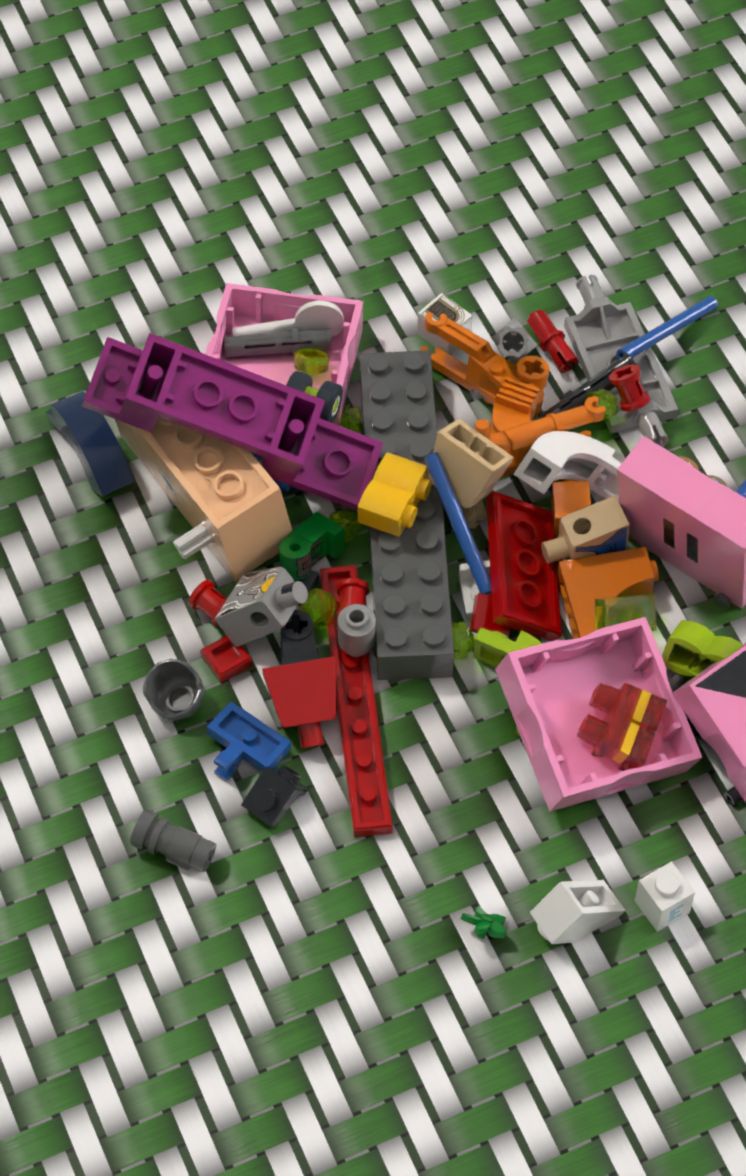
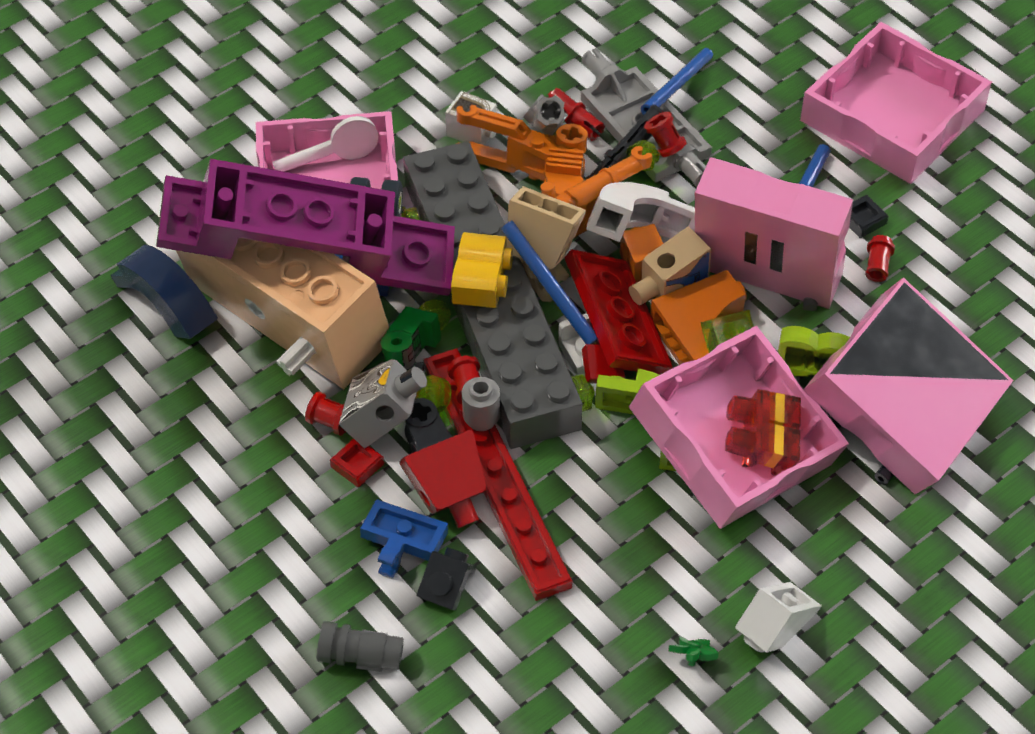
camera: 15 degrees left, 5 degrees down
(173, 690) = (316, 501): dark grey hair -> none
(309, 339) = (358, 156): dark grey pin -> none
(311, 361) = (357, 170): clear neon green tile -> none
(664, 896) = (856, 581): white brick -> none

